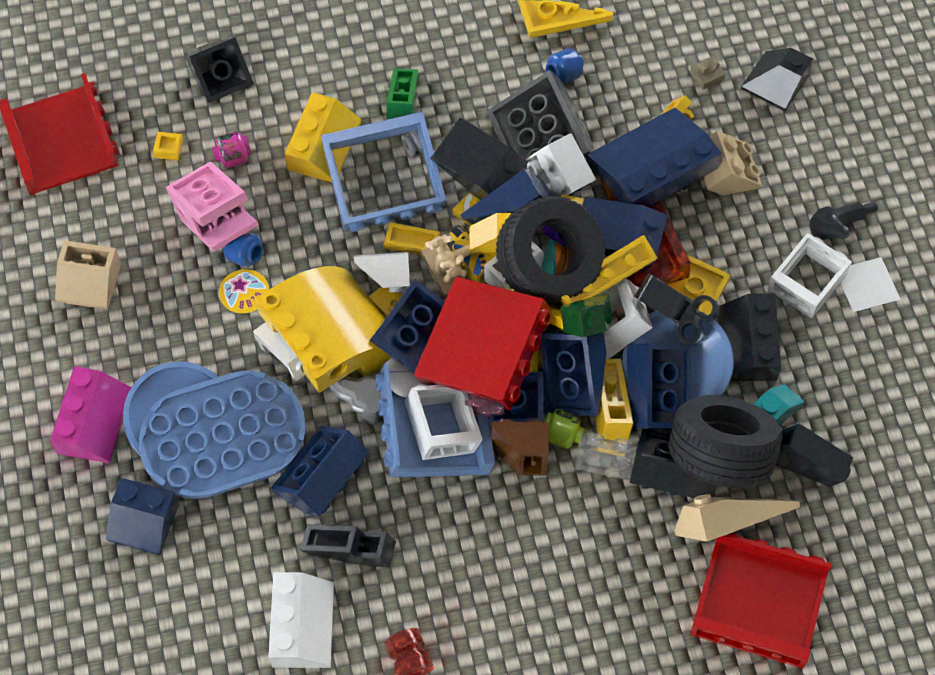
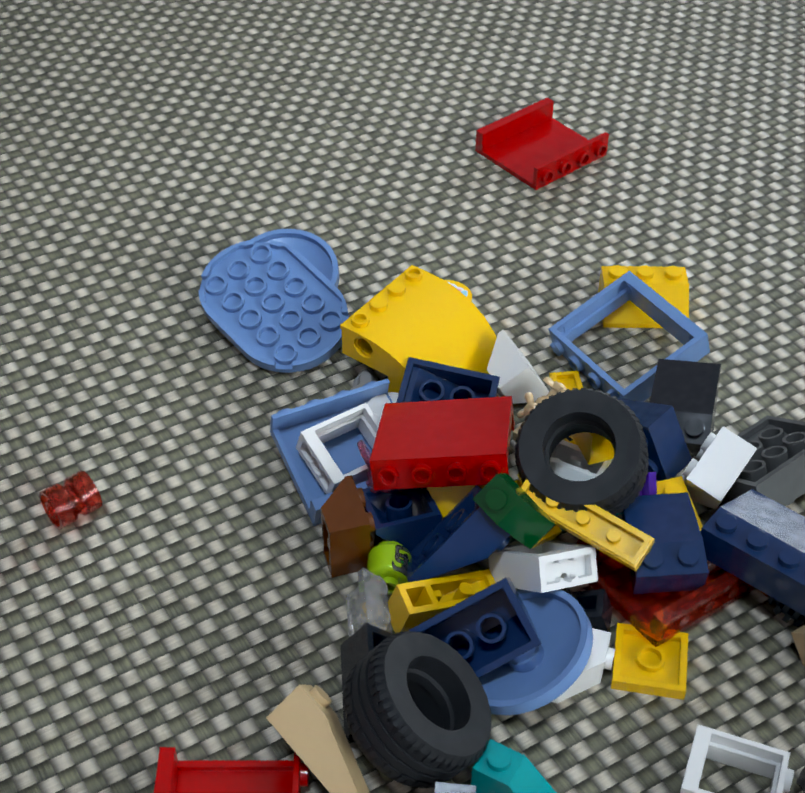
camera: 70 degrees right, 20 degrees down
(86, 274) = (406, 190): tan slope -> none
(90, 416) = (254, 218): dark pink slope -> none
(141, 516) = (176, 284): dark blue slope -> none
(168, 146) = (573, 210): yellow tile -> none
(211, 206) = (520, 233): bright pink torso -> none
(219, 68) = (672, 211): black slope -> none
(231, 149) = (592, 244): dark pink head -> none
(244, 250) = (487, 275): blue head -> none
(301, 621) = (93, 412): white slope -> none
(320, 470) = (260, 387): dark blue slope -> none
(349, 544) = (188, 431): black slope -> none
(402, 93) = (734, 341): green slope -> none
(676, 307) = (573, 605): black piece -> none
(754, 336) = (603, 737): black slope -> none

